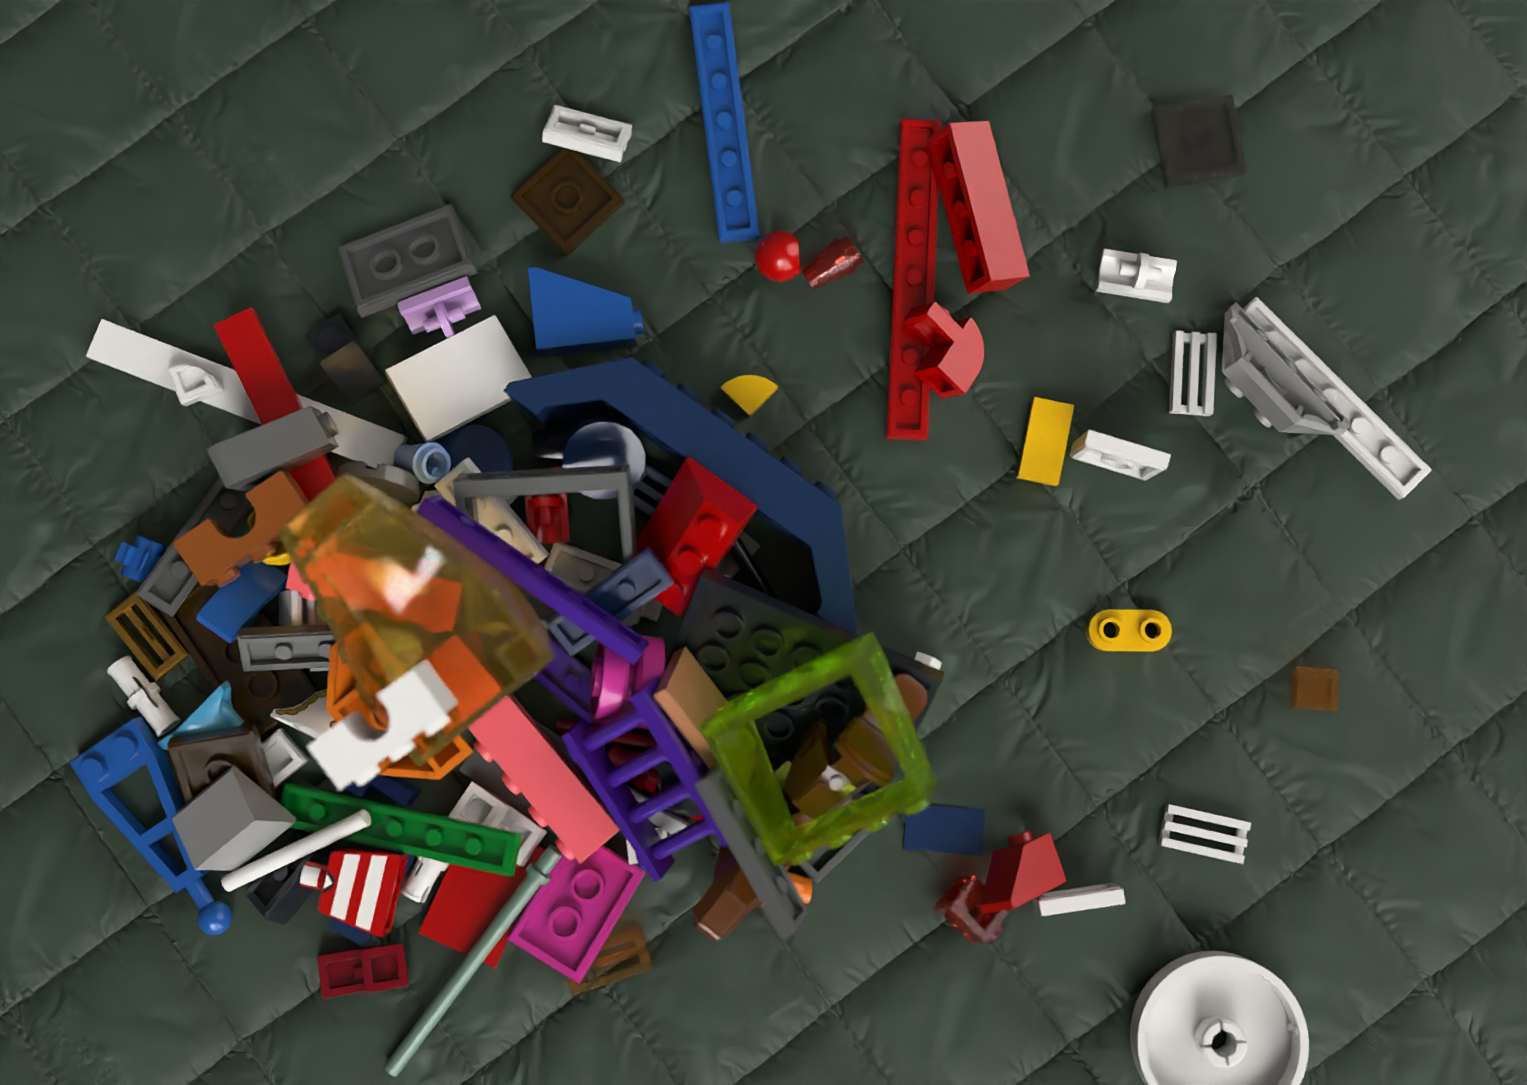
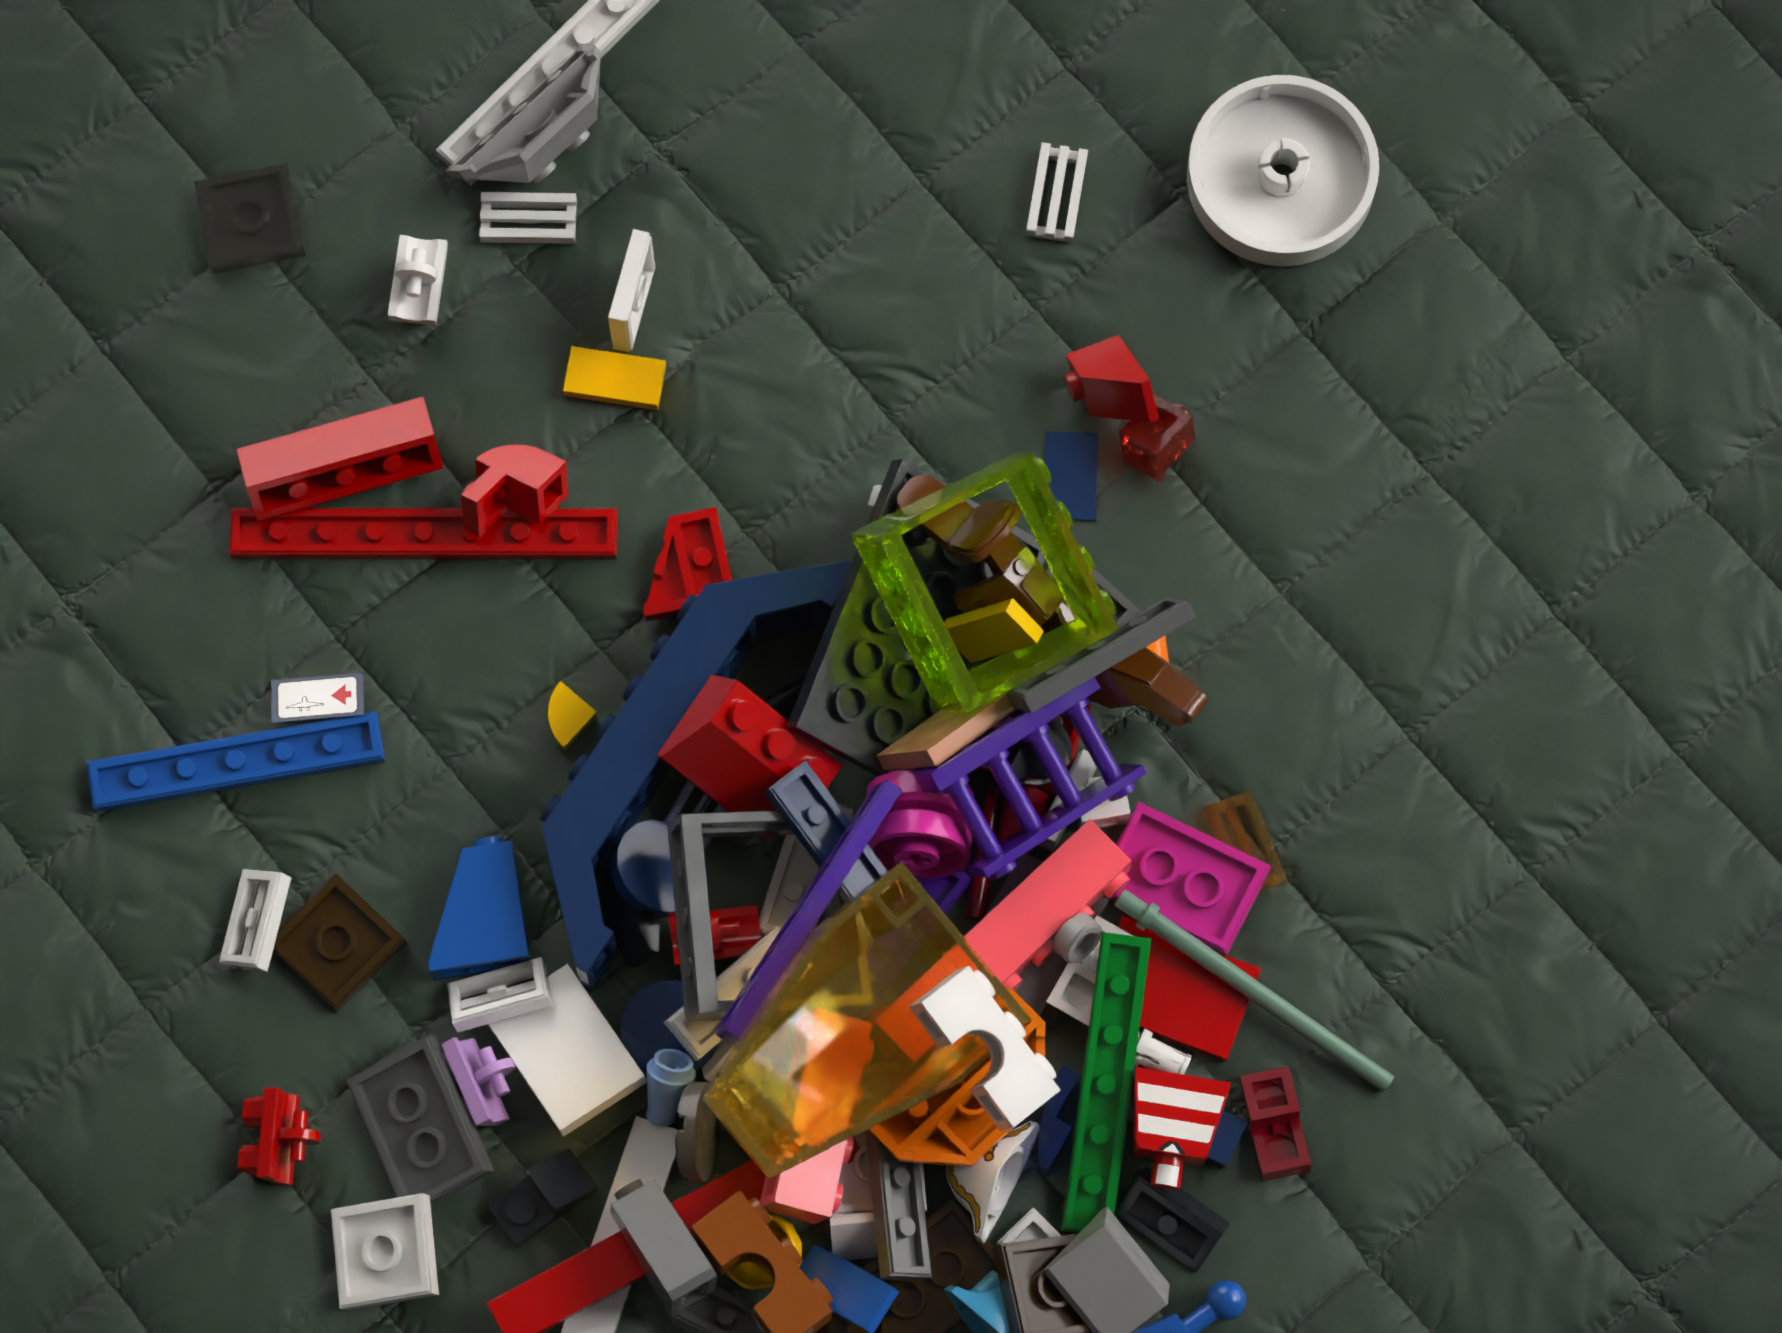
camera: 90 degrees left, 10 degrees down
(296, 850) = (1140, 1204): white bar -> none
(305, 230) = (384, 1251): none -> white tile
(404, 148) = (281, 1136): none -> red hips
(515, 359) = (499, 1001): none -> white tile
(517, 812) = (1077, 938): none -> light grey tile
(774, 188) = (317, 697): none -> white sticker
(778, 256) = (403, 685): red piece -> none
(788, 753) = (993, 630): none -> yellow tile
(833, 263) = (409, 623): clear red cone -> none
(873, 498) = (688, 560): none -> red wing
(1079, 899) = (1138, 321): white tile -> none
(1130, 630) = (831, 277): yellow plate -> none
(1315, 688) = (887, 77): clear orange tile -> none

